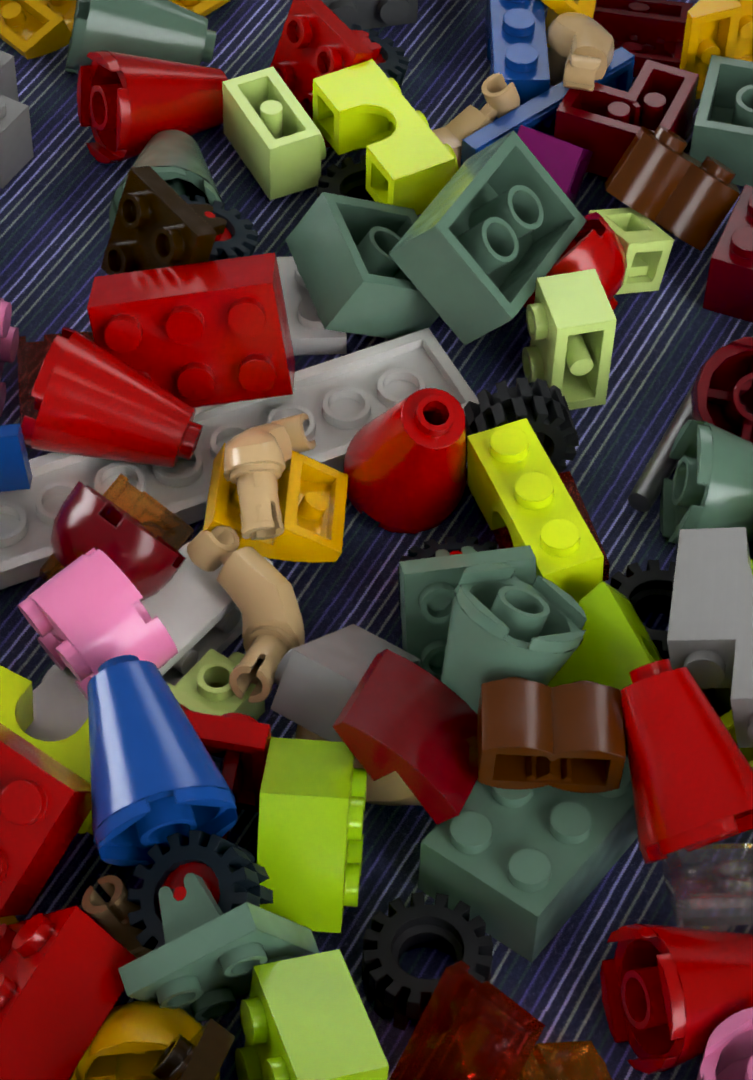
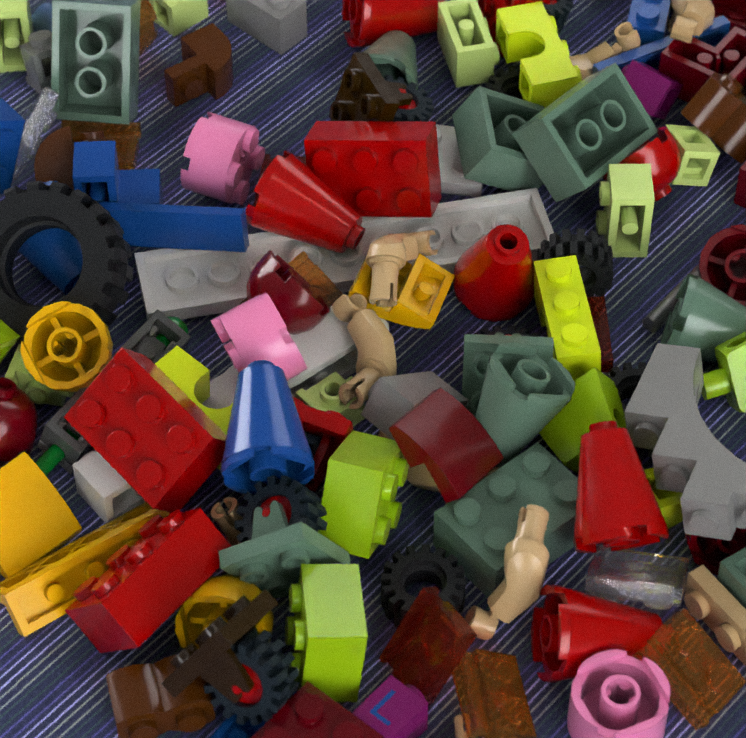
camera: 15 degrees right, 0 degrees up
(550, 736) = (530, 458): reddish brown brick -> none
(584, 915) = (524, 573): none -> tan arm

